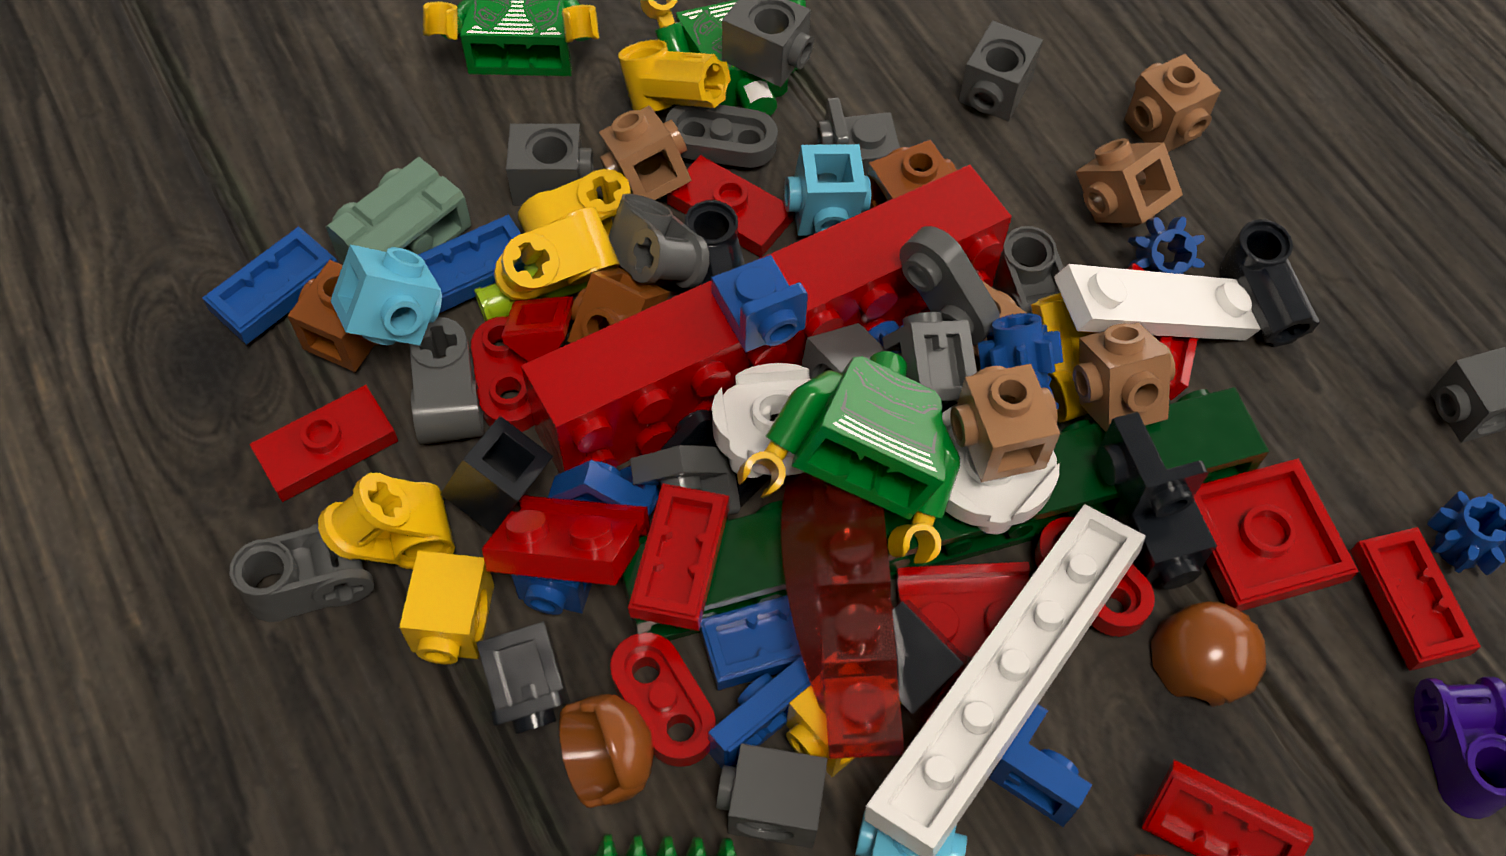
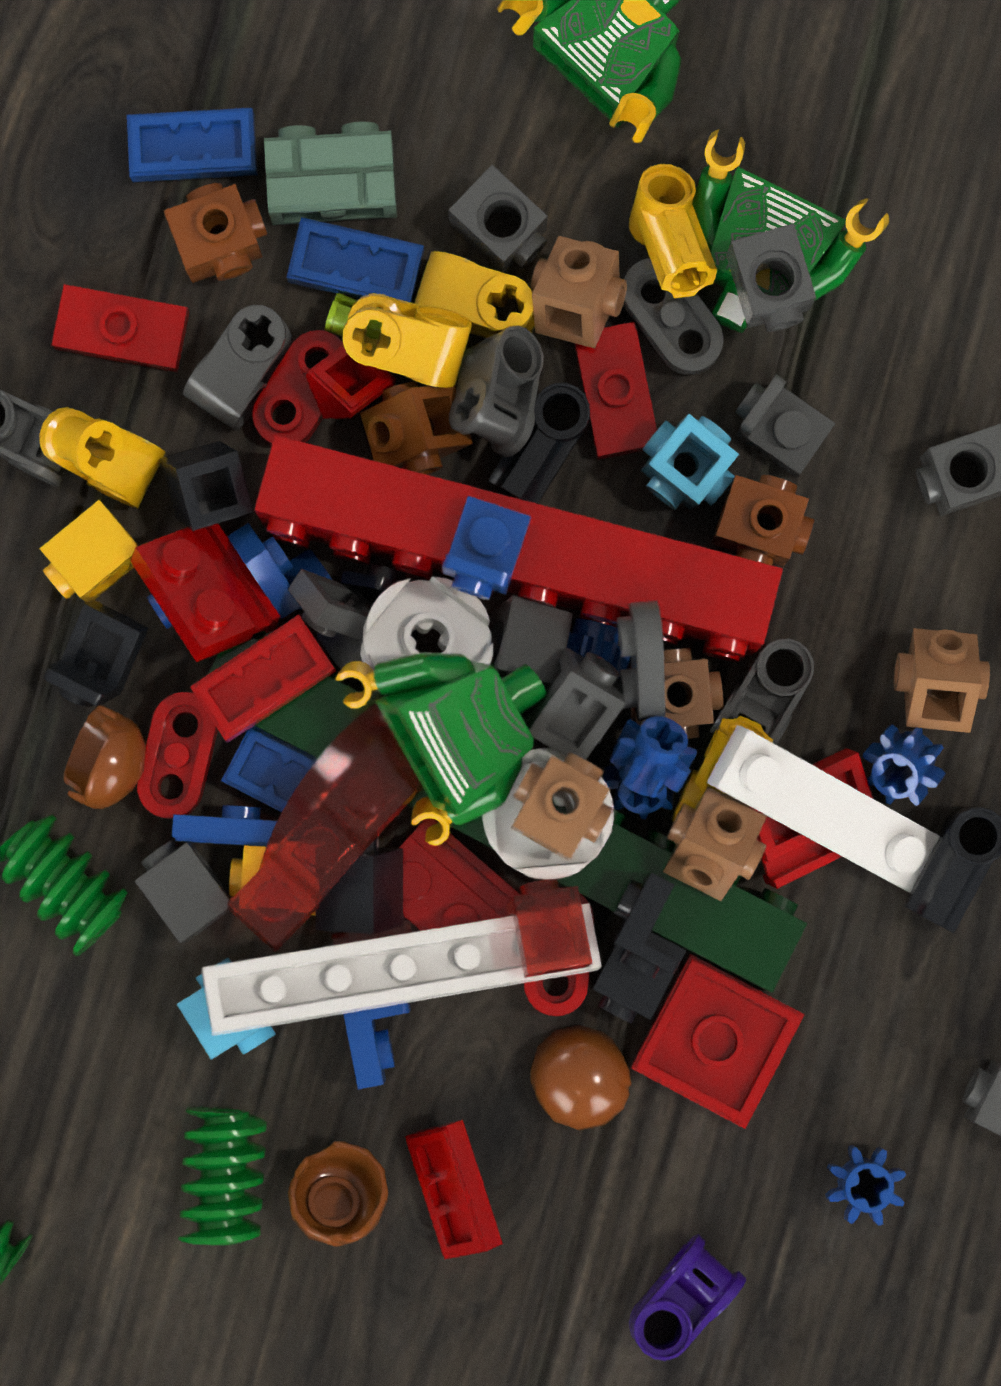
camera: 45 degrees right, 25 degrees up
(386, 295) = (237, 273): medium azure brick -> none
(1085, 532) = (550, 928): none -> clear red bracket
(1414, 599) = (767, 1182): red plate -> none

